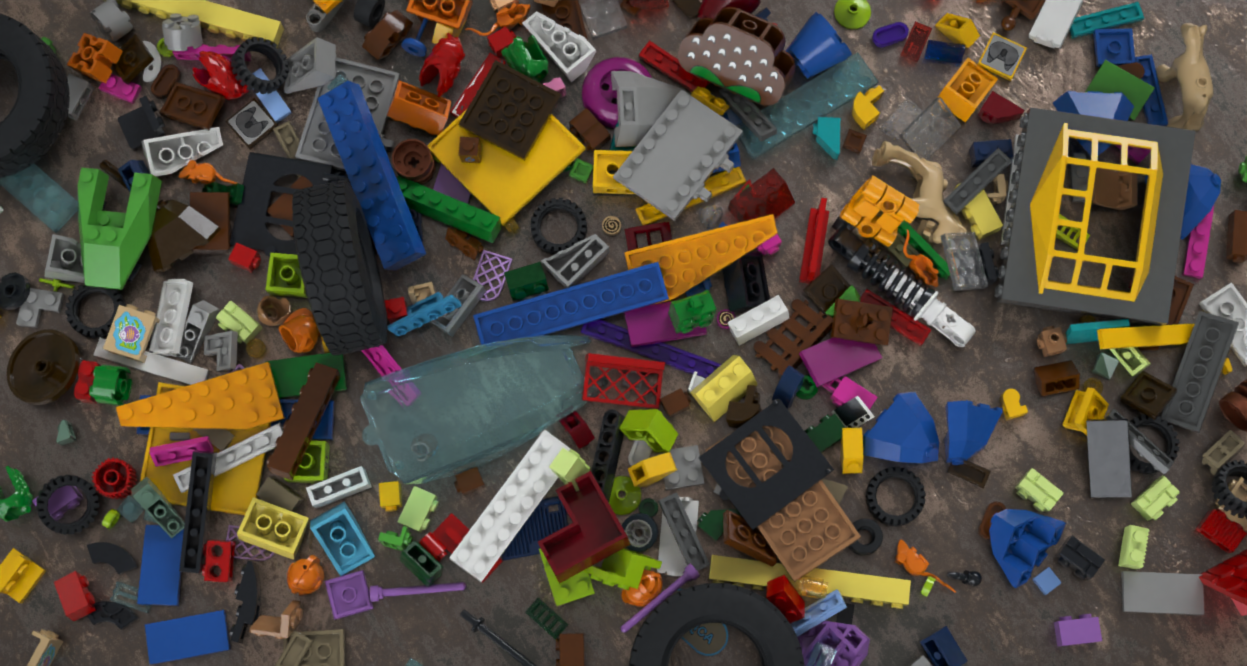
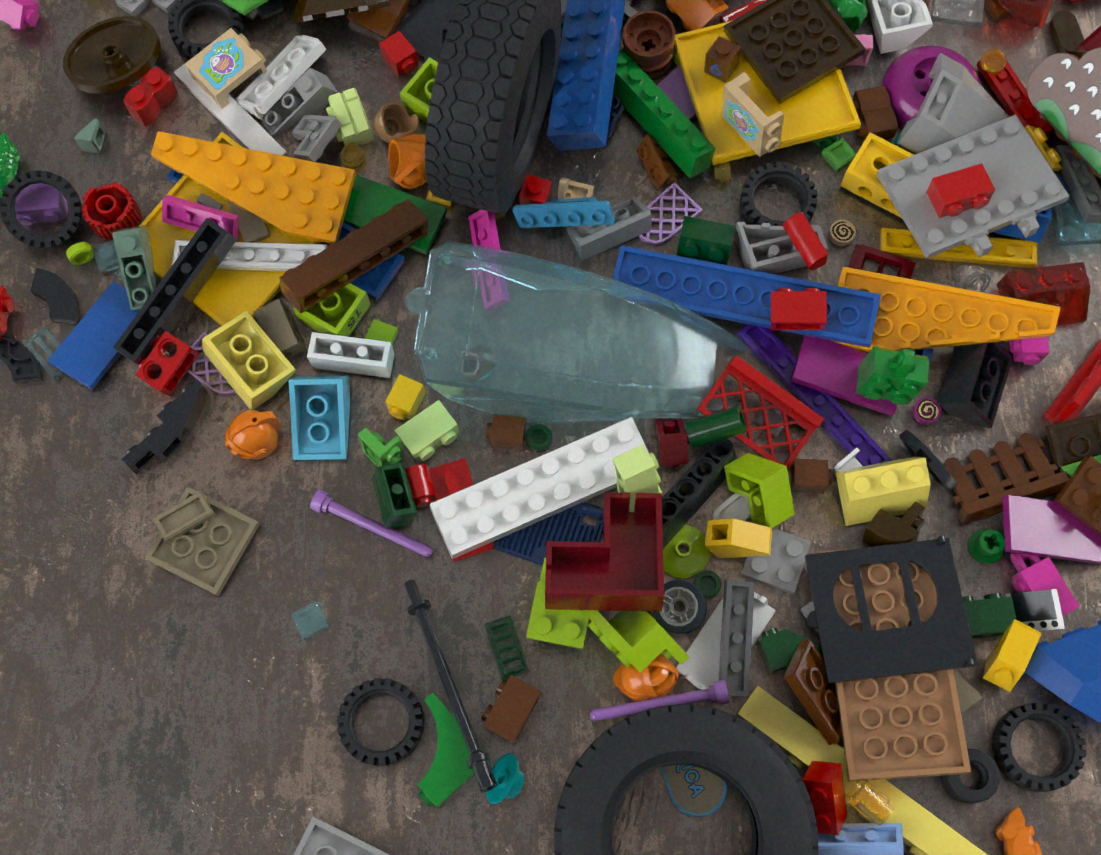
camera: 30 degrees right, 5 degrees down
(111, 384) = (170, 108): green brick -> none
(187, 637) = (79, 431): blue tile -> none
(281, 626) = (194, 475): medium nougat bracket -> none
(348, 461) = (382, 332): none -> lime tile
(349, 594) = (289, 486): medium lavender tile -> none
(491, 473) = (539, 438): none -> dark green tile
(498, 182) = (750, 123): none -> tan panel
(592, 252) = (806, 241): none -> red brick
(600, 406) = (715, 427): none -> dark green brick
(611, 301) = (798, 309): none -> red brick
(648, 52) = (993, 61): none -> clear yellow plate
(673, 166) = (960, 191): none -> red brick
(742, 353) = (935, 467): none -> black tile
(758, 320) = (970, 431): white brick -> none
(788, 386) = (969, 529): dark blue slope -> none

